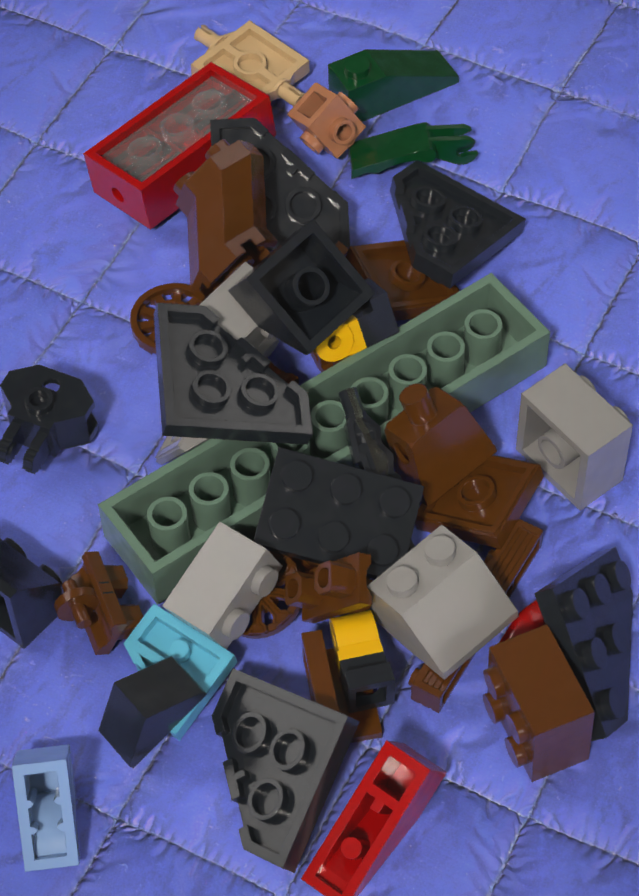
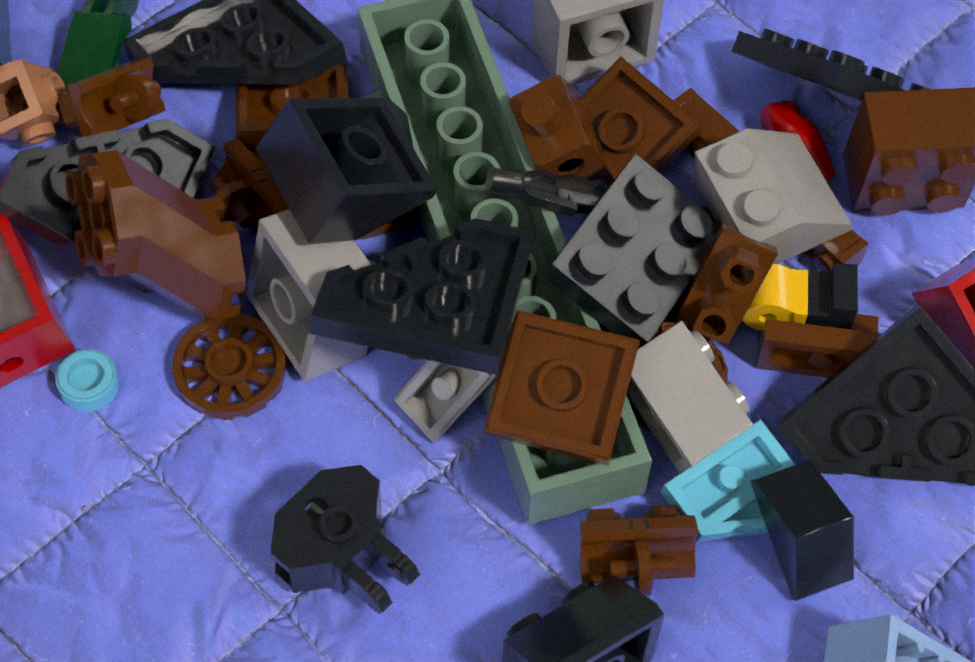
camera: 75 degrees left, 5 degrees up
(131, 246) = (87, 380): none -> medium azure tile
(181, 490) = (562, 387): none -> reddish brown plate
(351, 168) = (112, 98): none -> reddish brown hips

